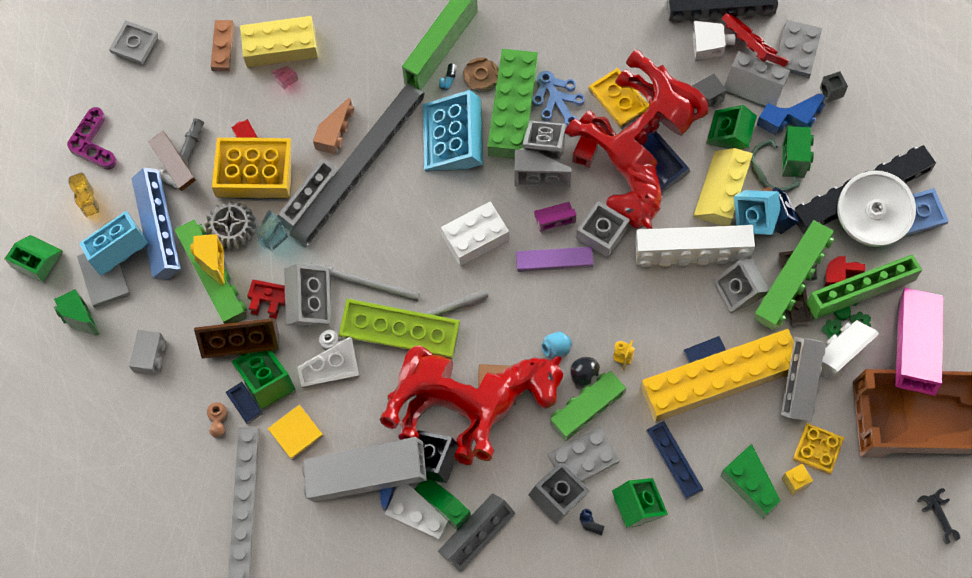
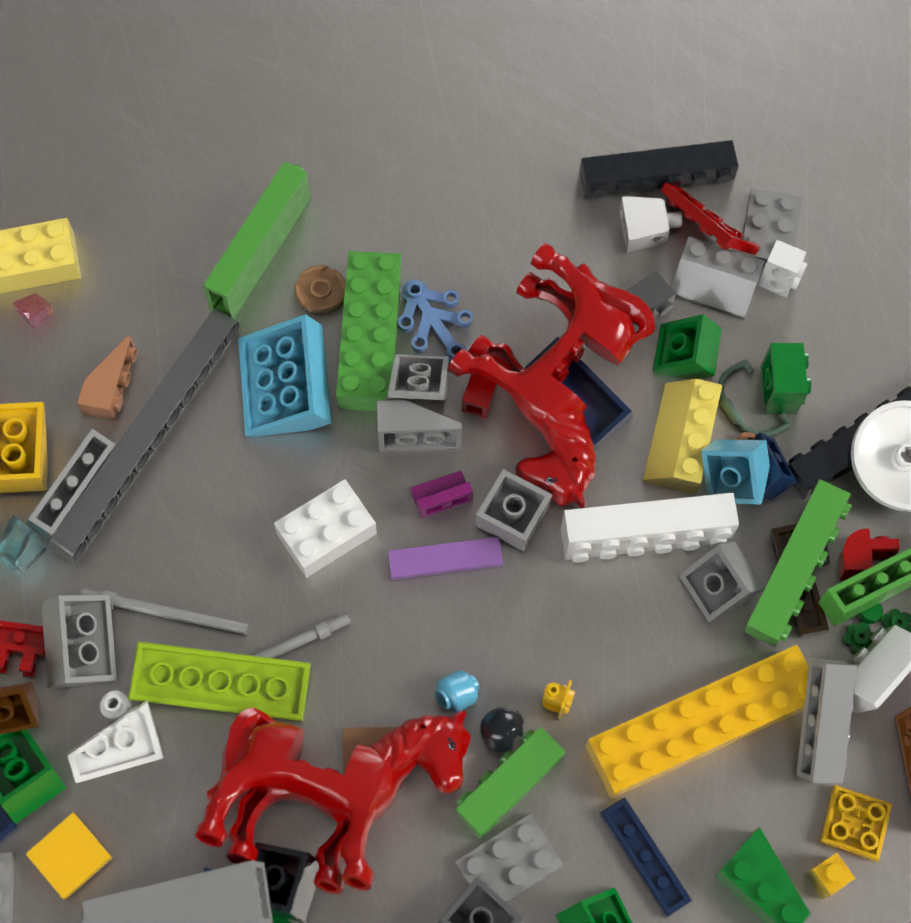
camera: 10 degrees left, 0 degrees up
(451, 72) = (276, 294): arm -> none
(620, 103) = (525, 321): yellow tile -> none
(704, 349) = (676, 684): dark blue tile -> none
(800, 115) = (781, 325): blue arch -> none
(802, 77) = (783, 269): none -> white brick
(833, 86) = (827, 280): pearl dark grey brick -> none

